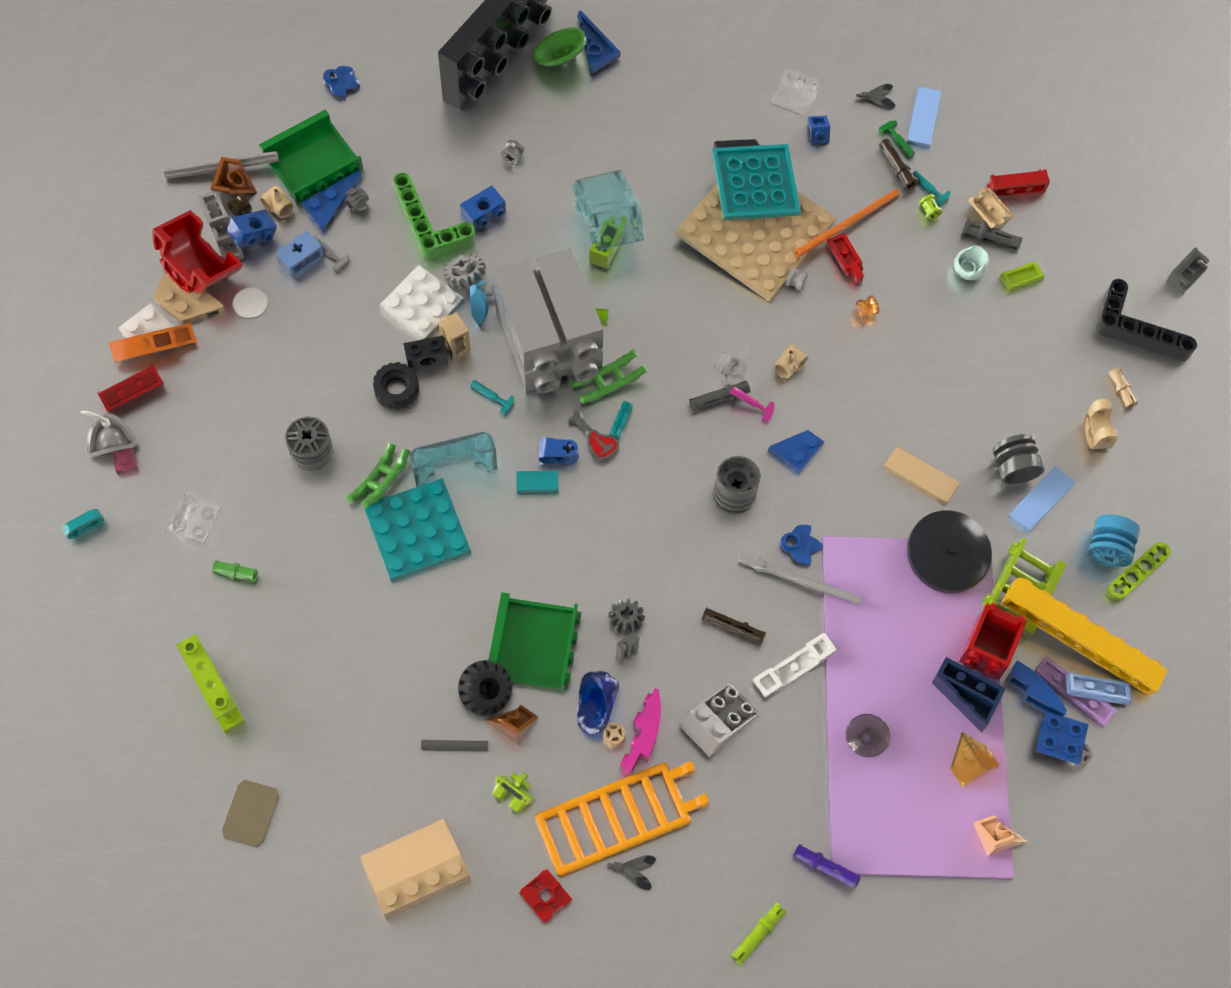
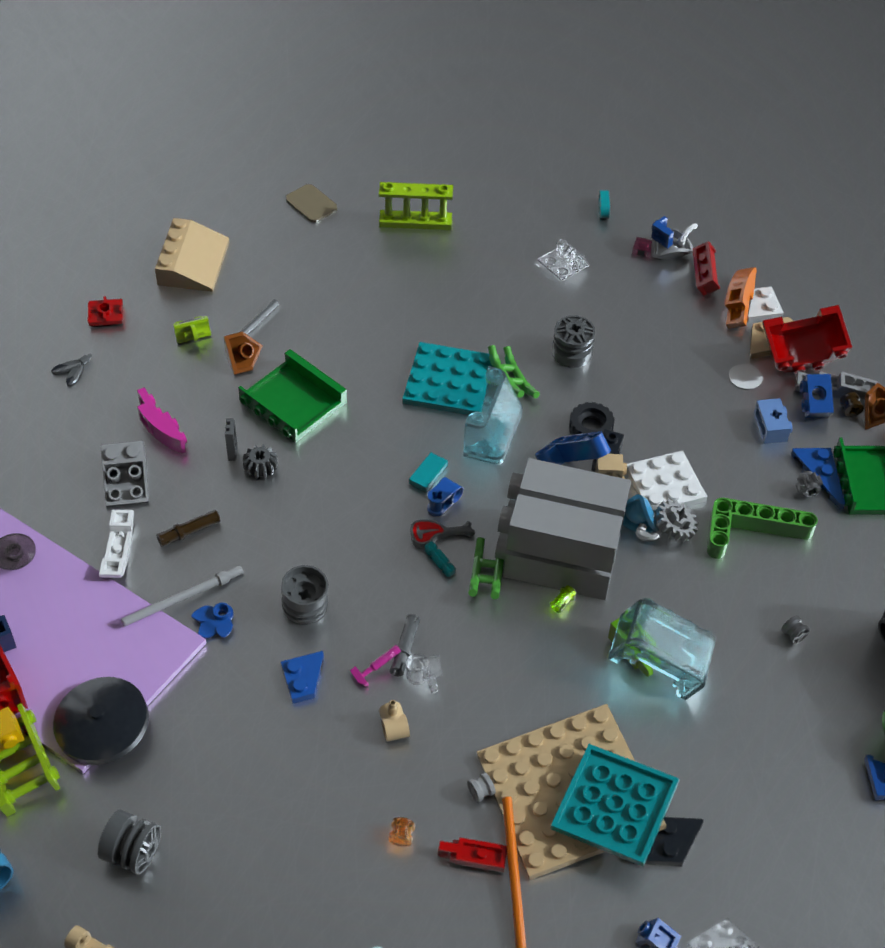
camera: 125 degrees right, 15 degrees down
(112, 437) = (662, 233): none -> blue bracket
(234, 571) = (499, 263): bright green pin -> none
(277, 202) = (842, 427): tan piece -> none
(341, 263) = (747, 450): light grey piece -> none
(452, 361) = (574, 448): none -> blue beam
(487, 199) = (740, 572): blue brick -> none
(498, 688) = (278, 347): black wheel -> none
(596, 701) = (212, 408): clear blue hair -> none
(614, 730) = (176, 405): tan wheel -> none
(623, 843) = (89, 383): light orange bar -> none
(921, 475) = (194, 762): tan piece -> none
(1041, 499) = (80, 853): light blue piece -> none

